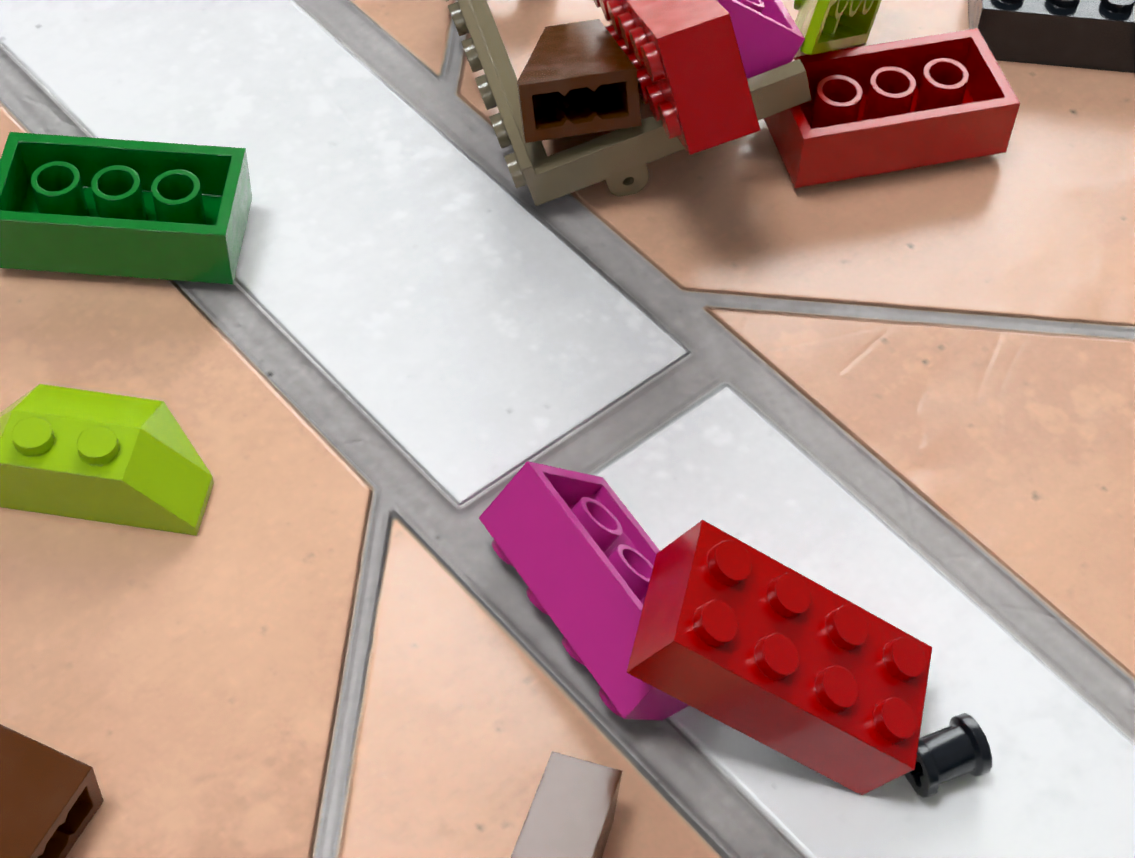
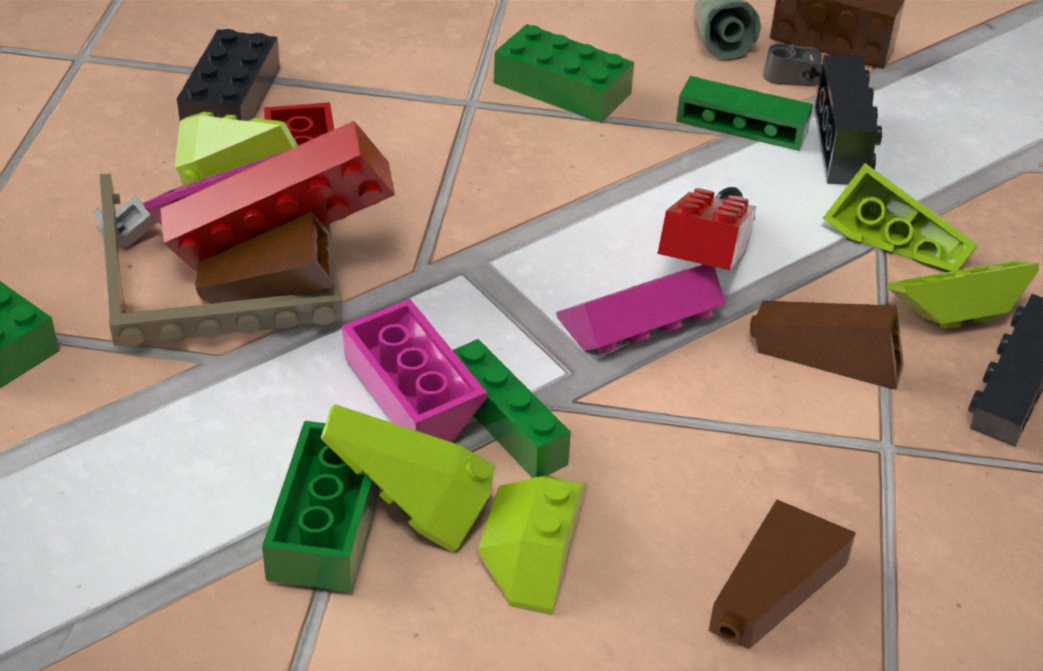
camera: 85 degrees left, 10 degrees down
(146, 284) = (426, 476): none -> lime wedge
(328, 403) = (516, 415): none -> green brick
(372, 263) = (412, 371): none -> dark pink slope

